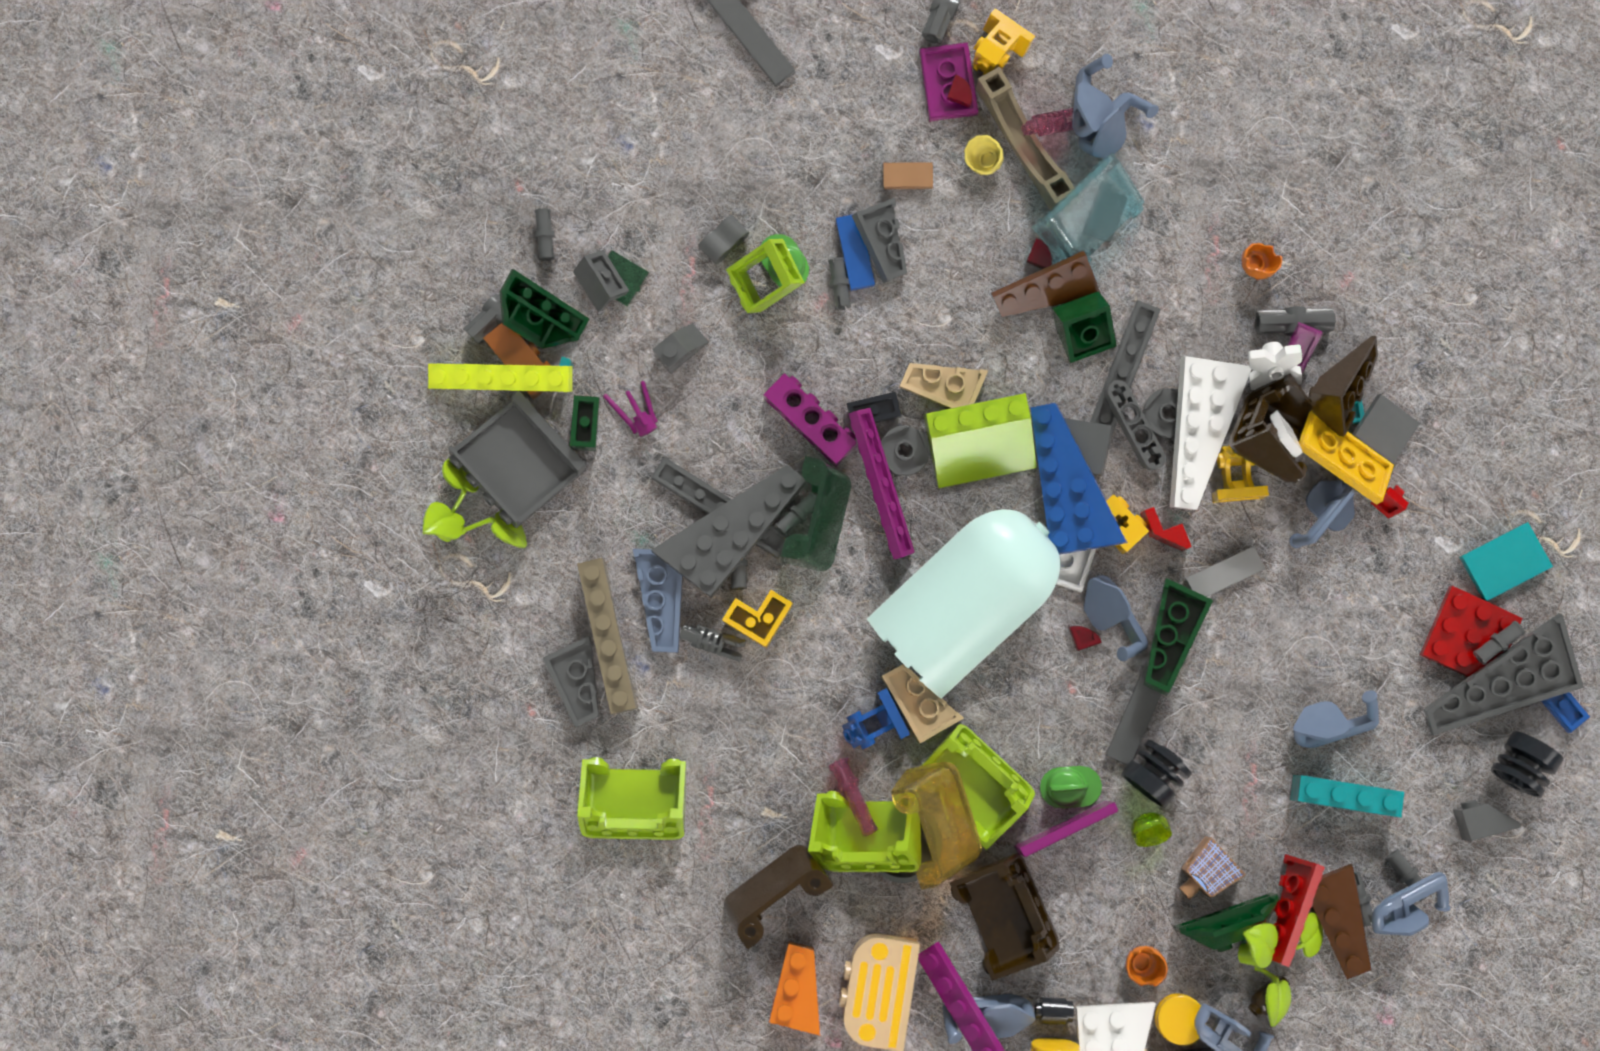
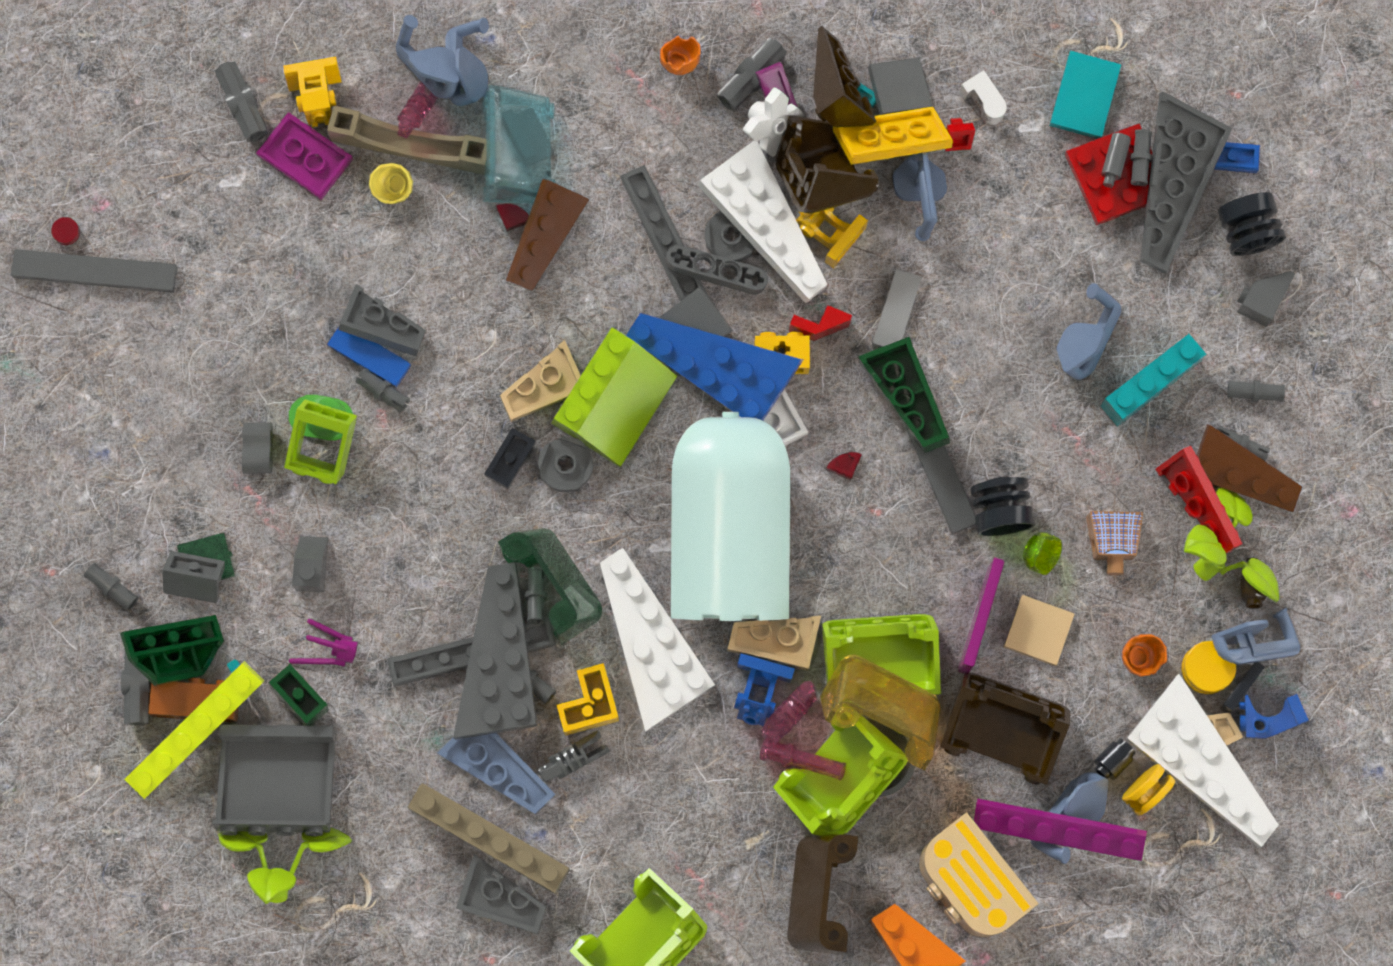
camera: 50 degrees left, 5 degrees down
(833, 451) = (483, 523): magenta brick -> none
(834, 632) = (656, 654): none -> white wing
(877, 758) = (790, 712): none -> clear pink hinge
(881, 483) = (568, 502): magenta plate -> none
(908, 175) = (348, 257): medium nougat tile -> none
(960, 92) = (322, 154): dark red tile -> none
(1071, 787) = (952, 584): bright green piece -> none
(1085, 326) = (602, 234): dark green slope -> none
(1095, 876) = (1039, 630): none -> tan tile
(1108, 606) = (838, 422): sand blue piece -> none
(1226, 926) = (1170, 562): dark green wedge -> none
(1286, 434) = (833, 162): white tile -> none
(1400, 916) = (1277, 425): sand blue piece -> none
(1436, 494) = (986, 97): none -> white leg
(1480, 625) = (1115, 158): none -> dark grey cylinder

